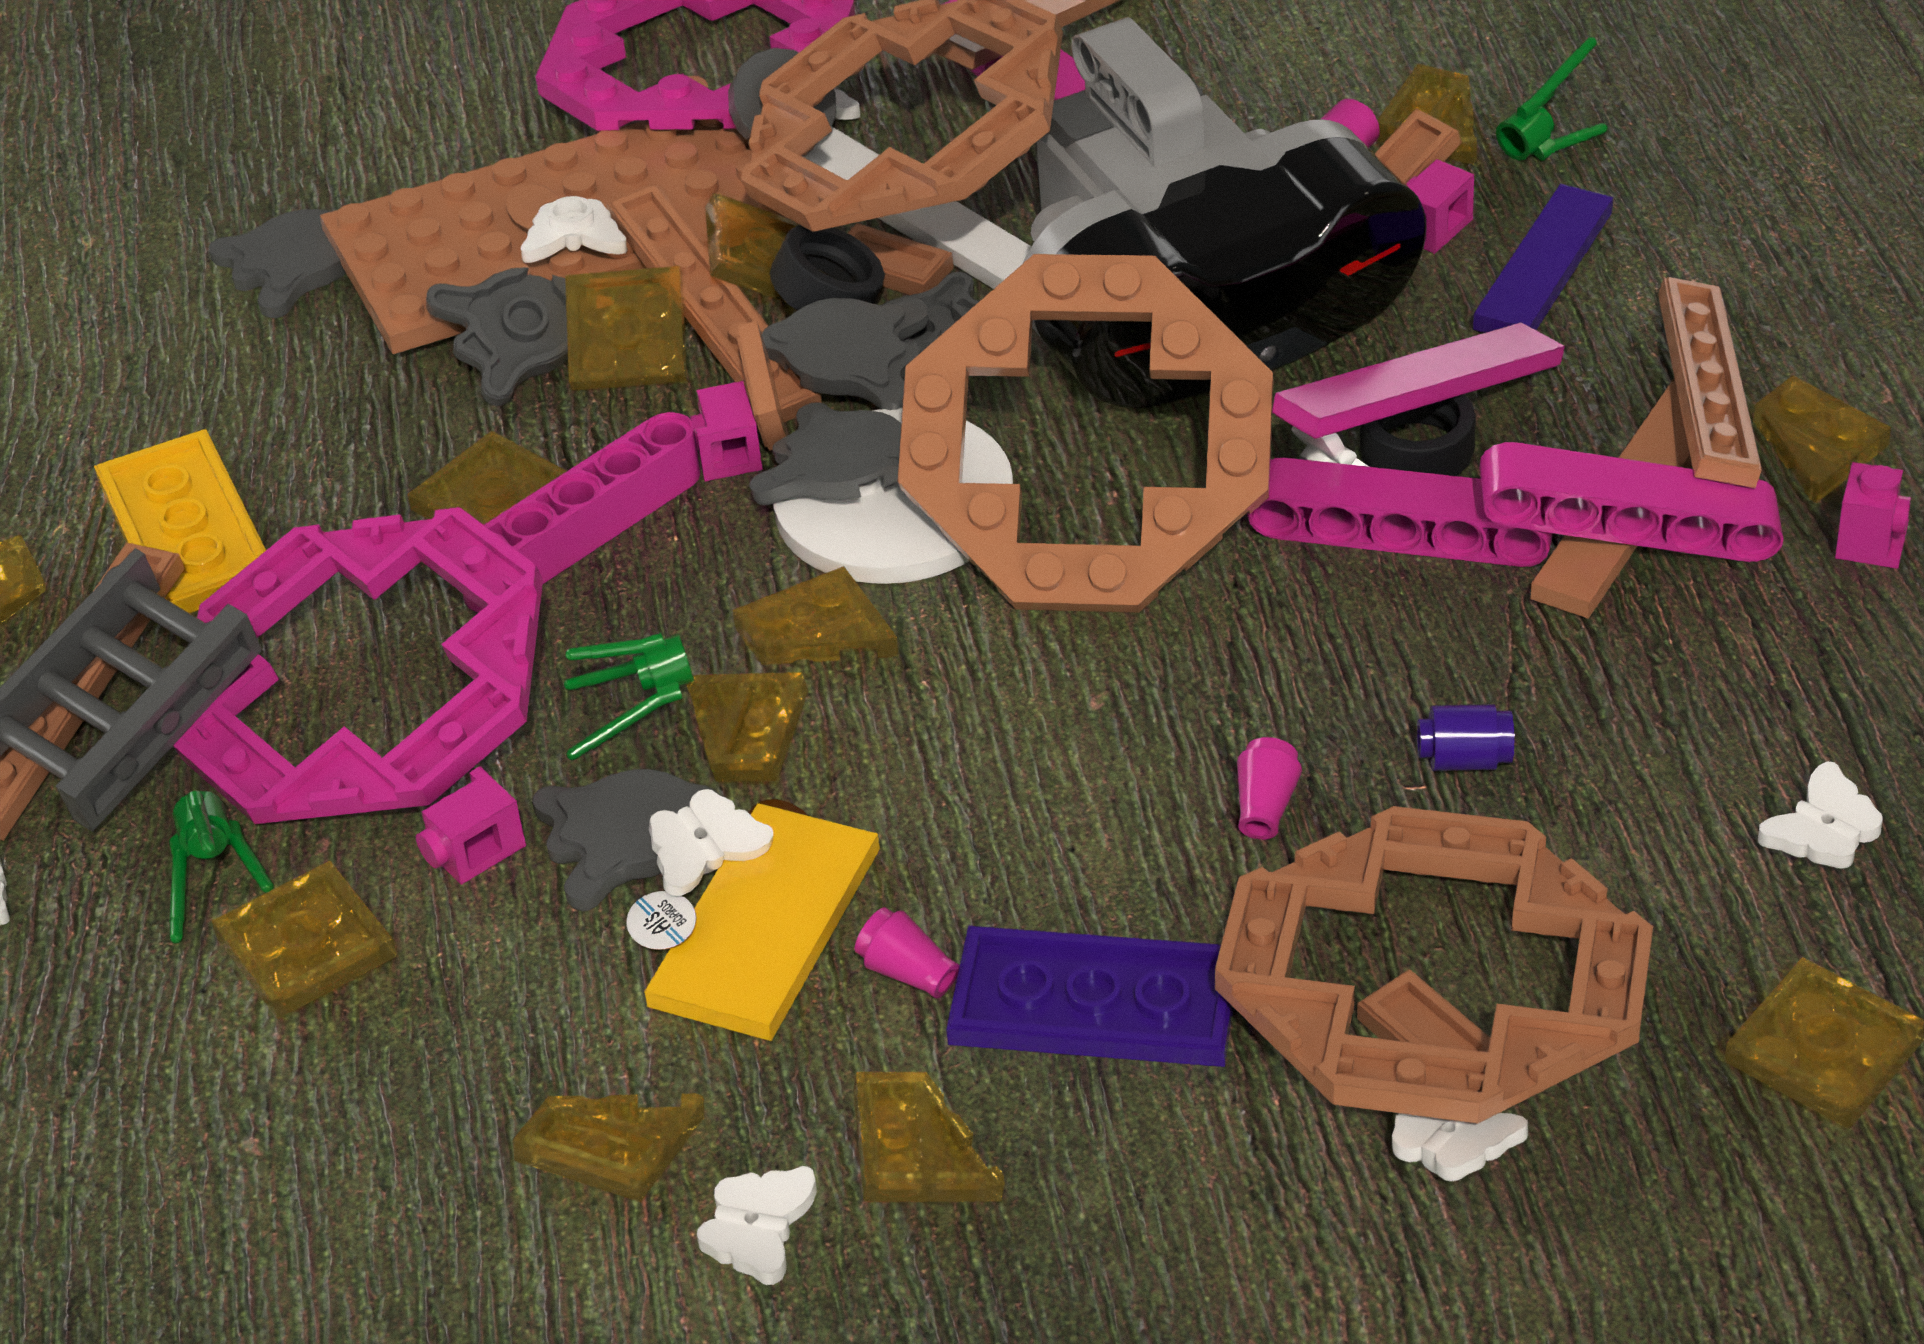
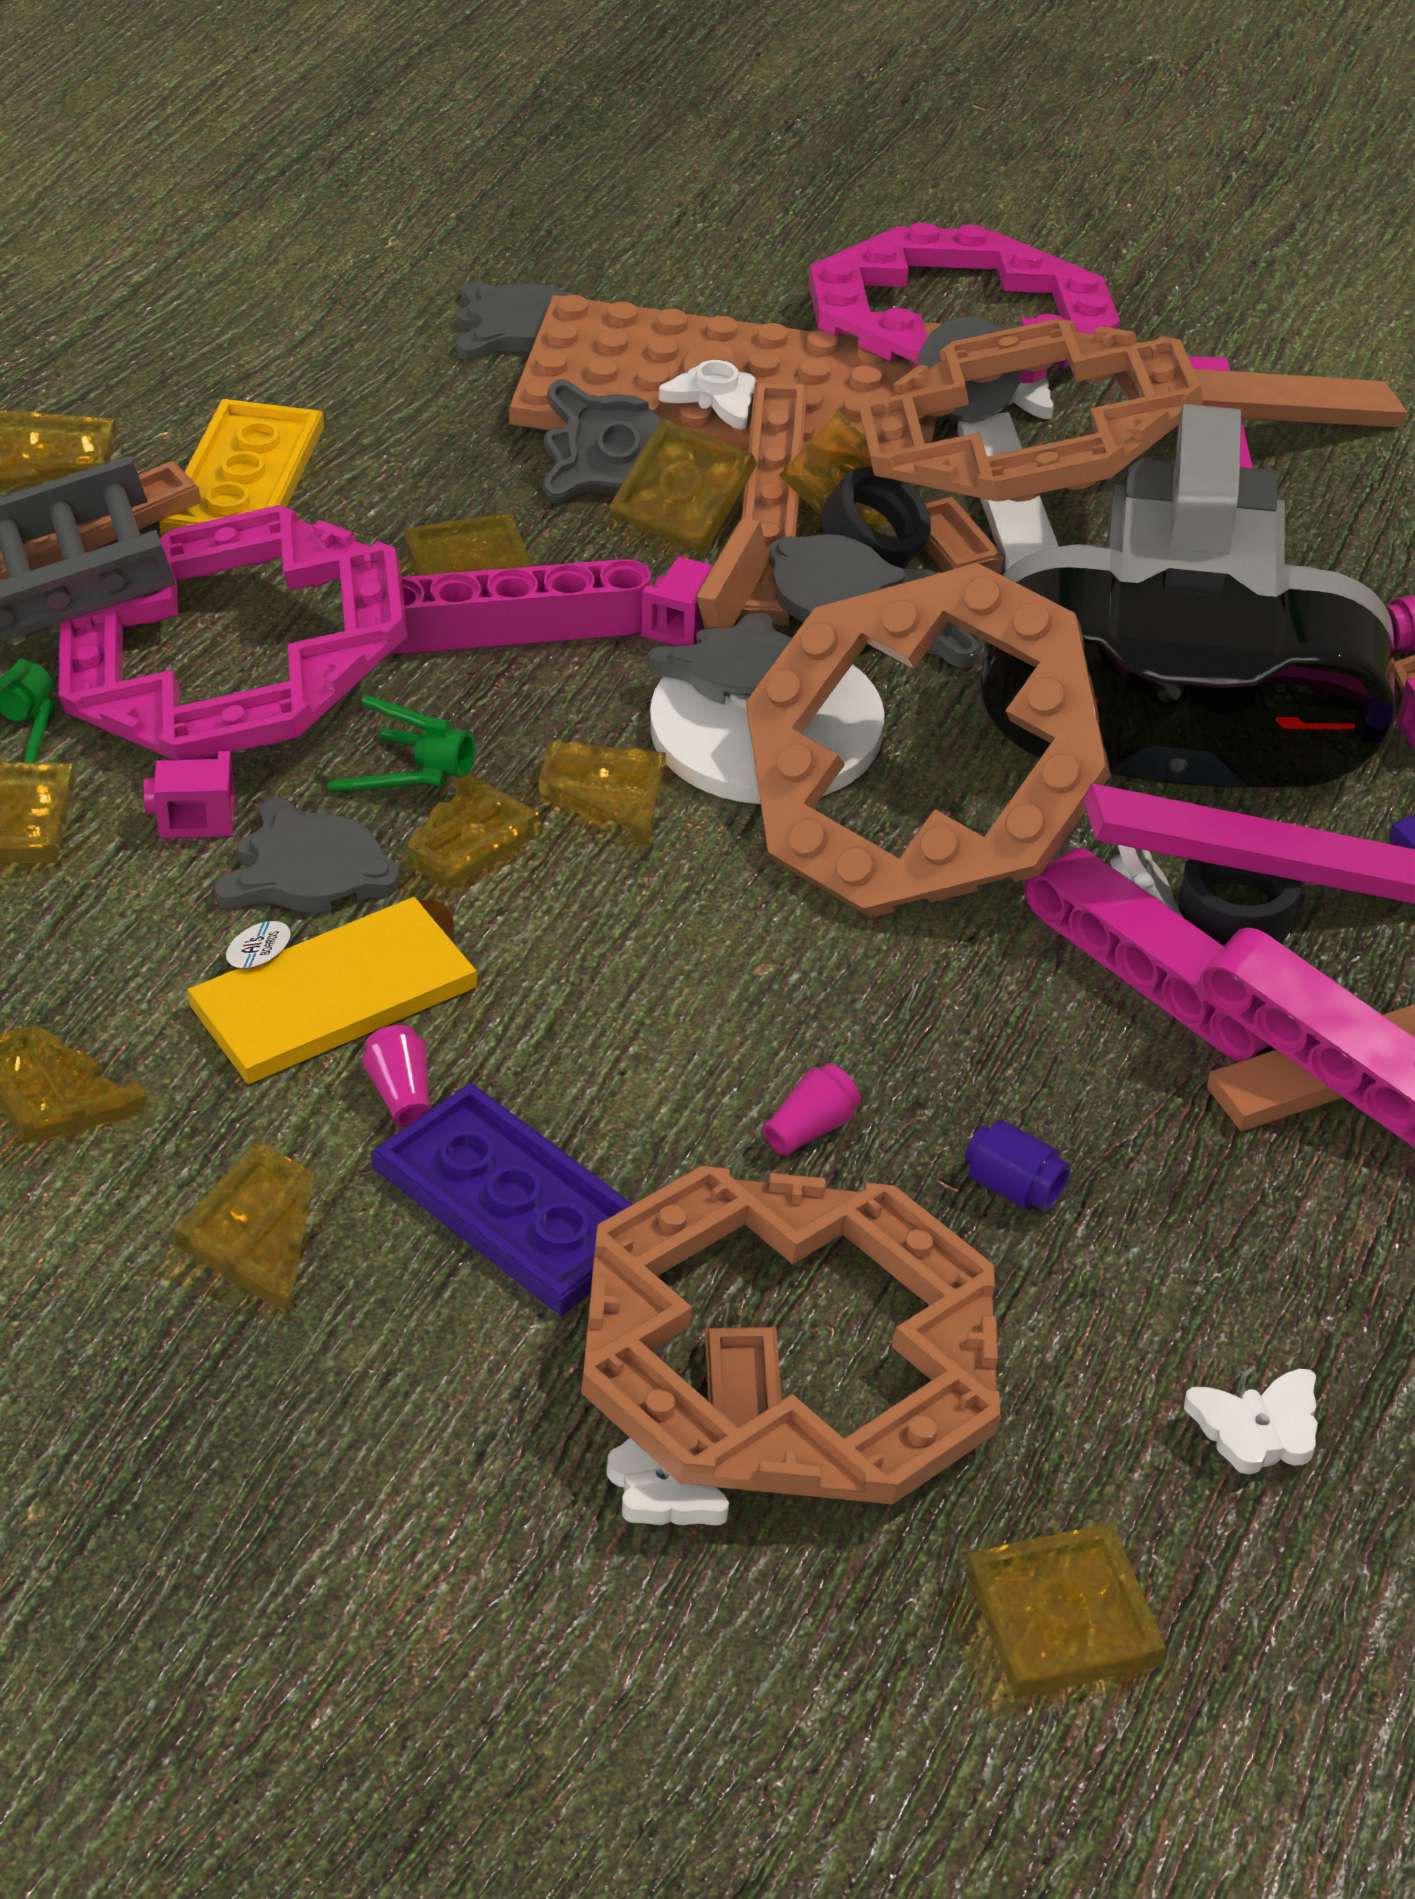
camera: 30 degrees right, 0 degrees up
(724, 835) = (312, 900): white animal -> none
(755, 1220) = (83, 1211): white animal -> none

